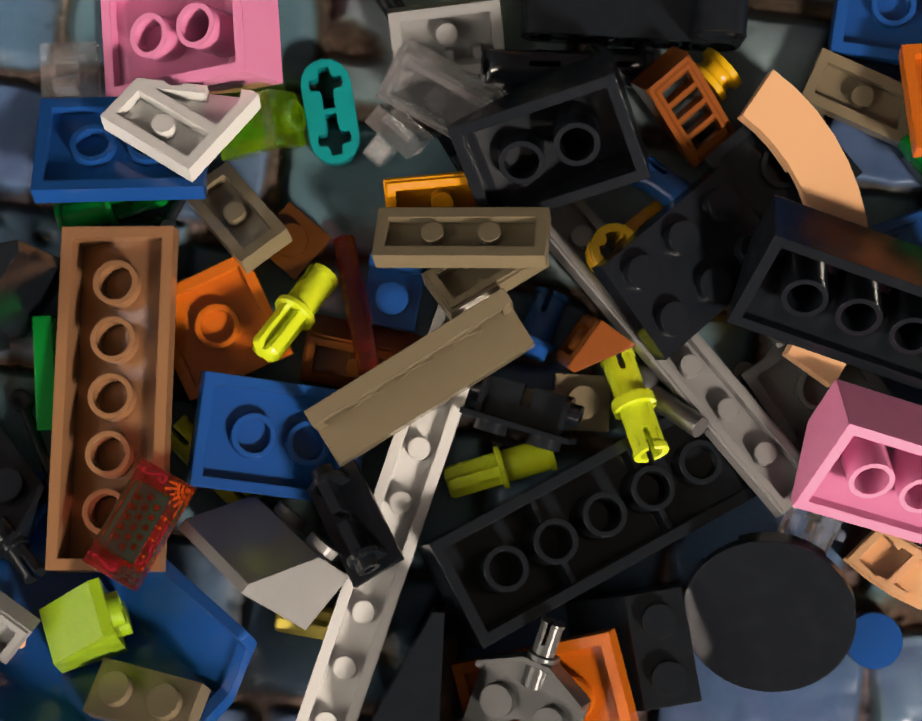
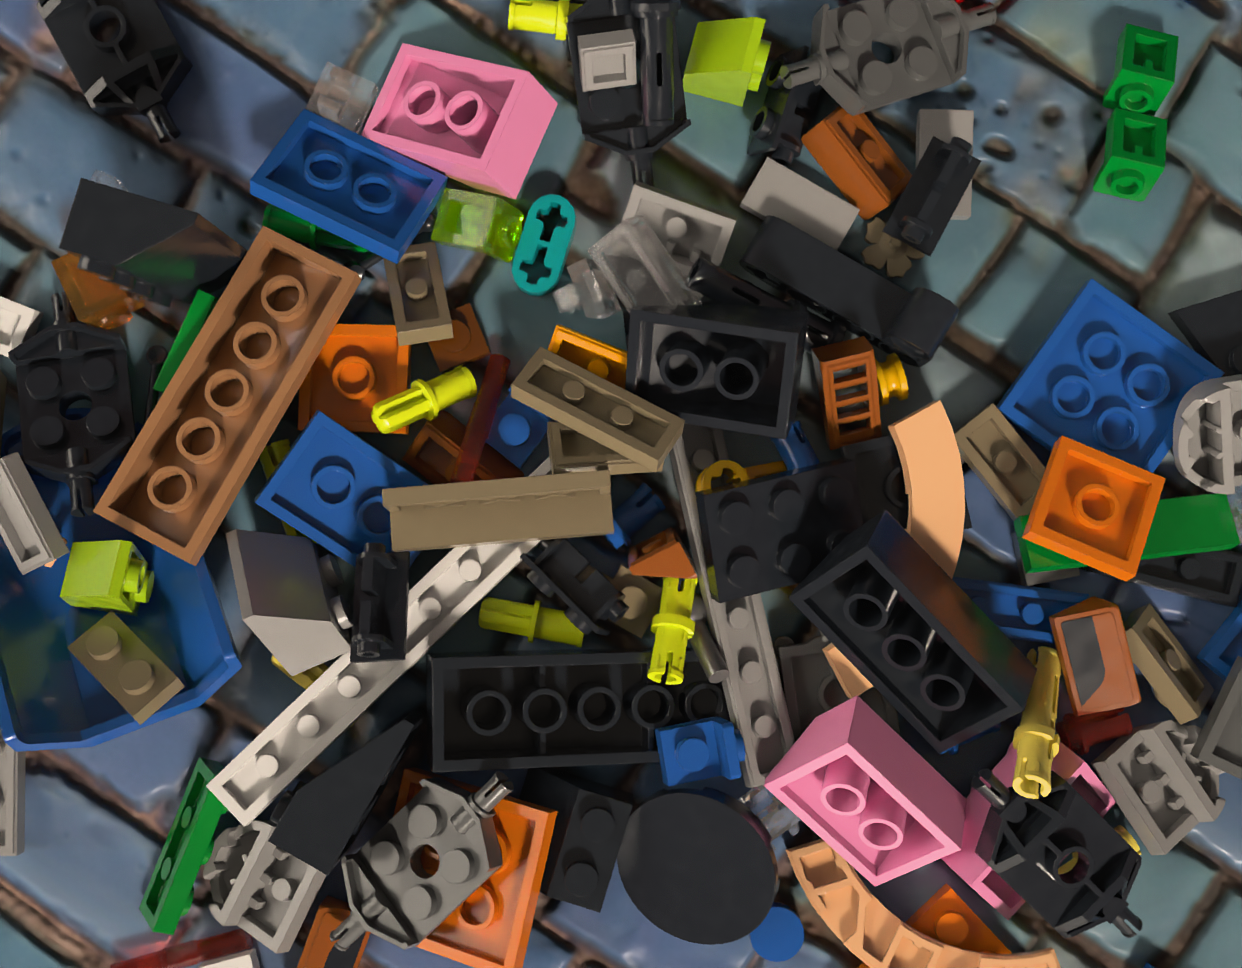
camera: 30 degrees right, 0 degrees up
(139, 525) = (191, 514): clear red tile -> none
(178, 123) = (407, 188): white wing -> none
(717, 505) = (699, 750): none -> blue bracket

